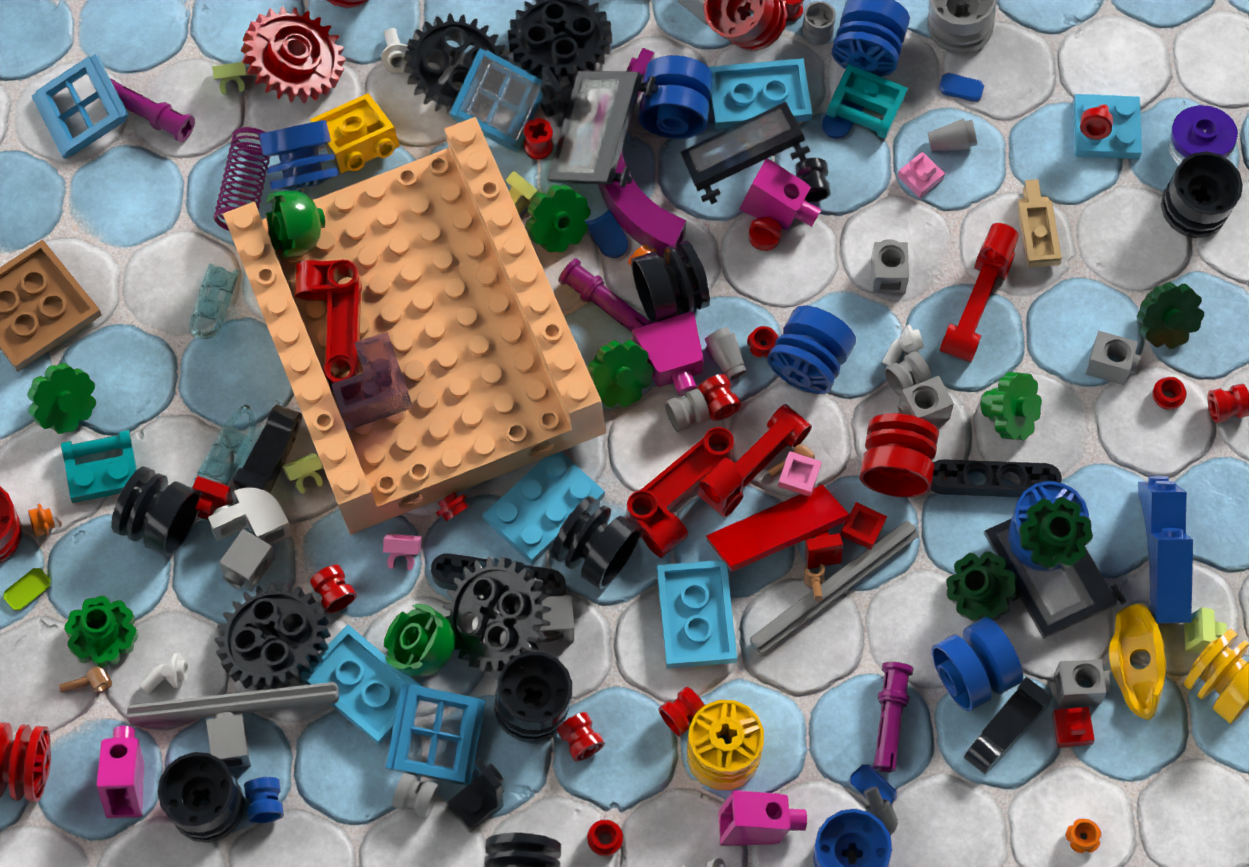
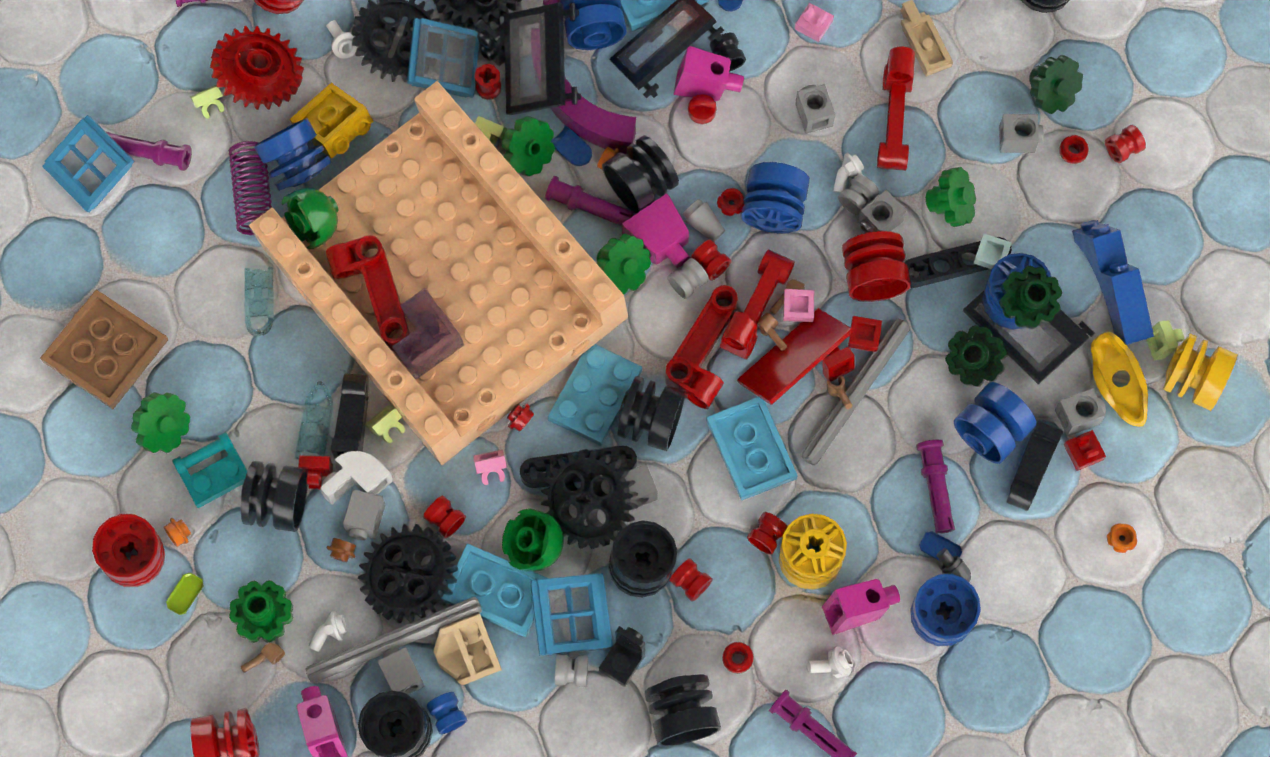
camera: 15 degrees left, 5 degrees up
(210, 591) = (341, 550): none -> dark orange plate
(308, 738) = (466, 650): none -> tan slope
(759, 485) = (767, 325): none -> medium nougat hand
(1036, 472) = (991, 250): none -> light aqua tile

